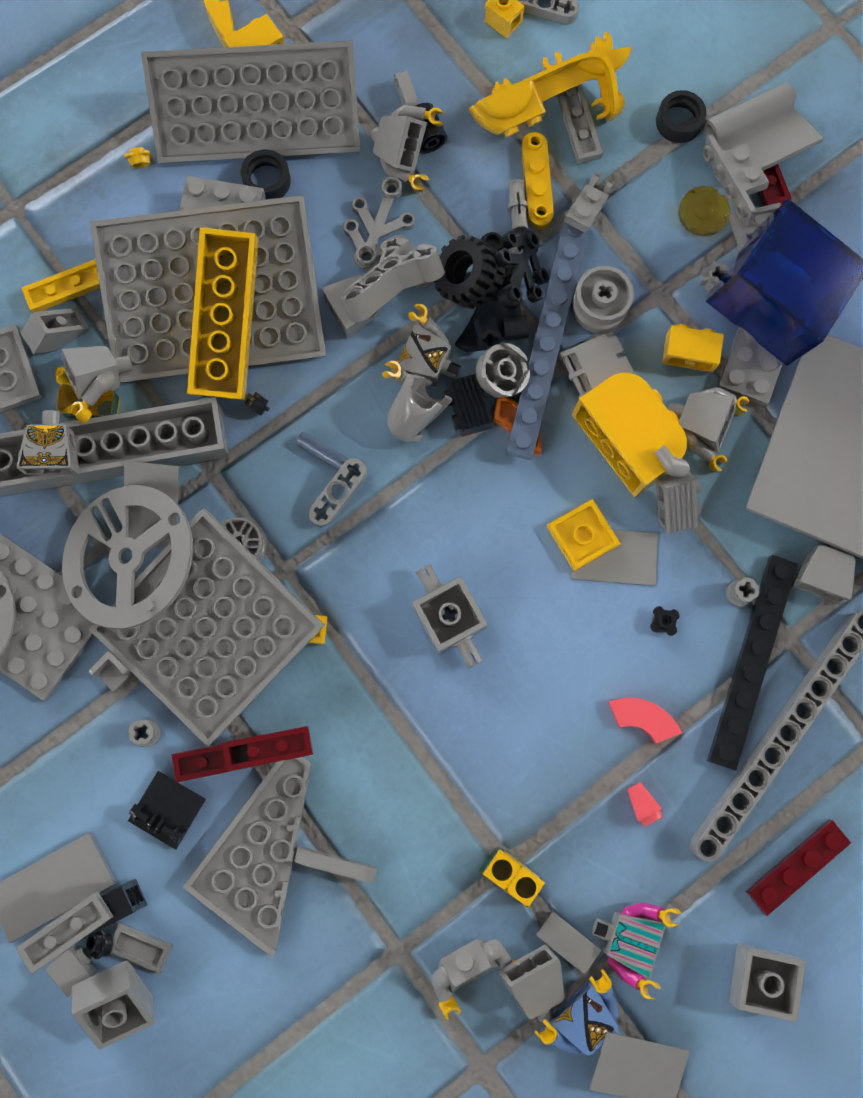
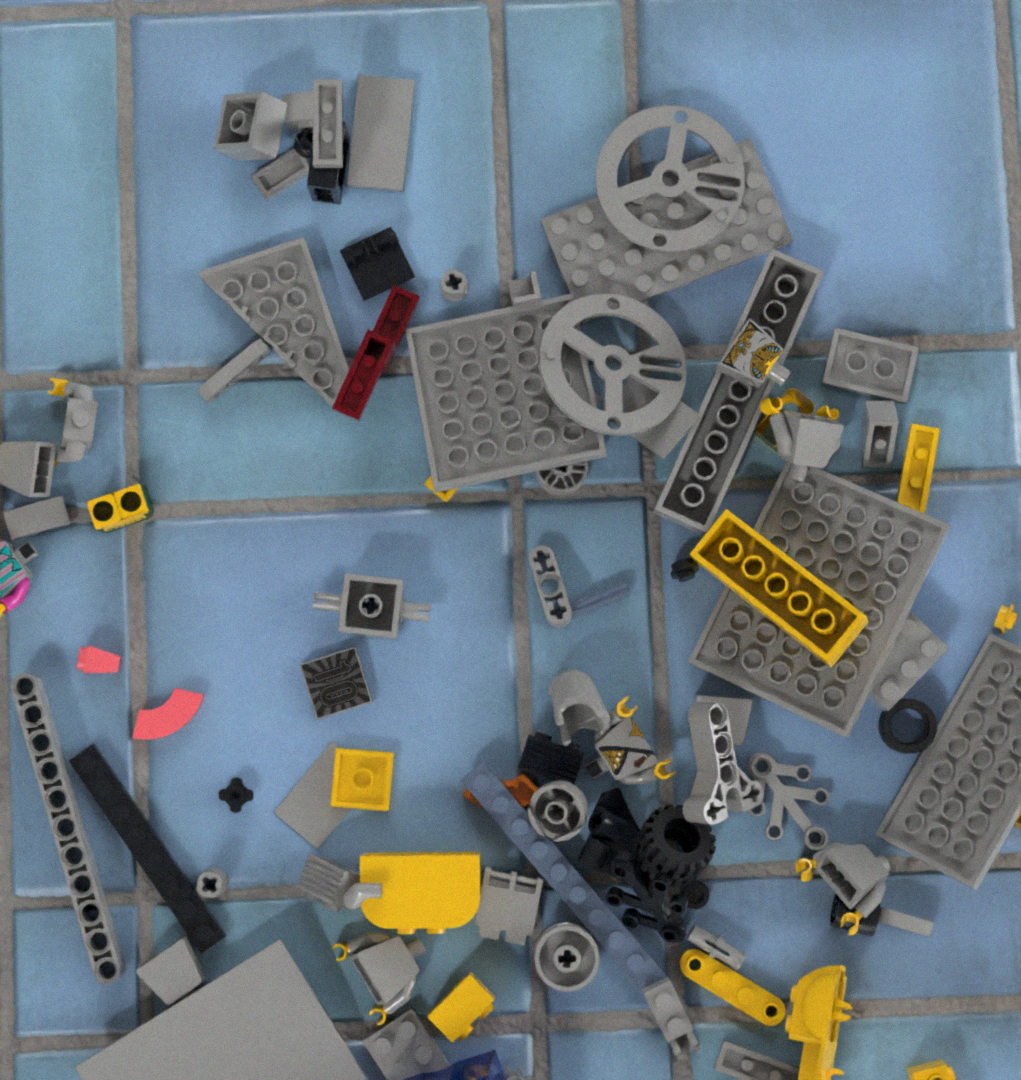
camera: 130 degrees right, 5 degrees up
(526, 605) = (336, 683): none -> tile

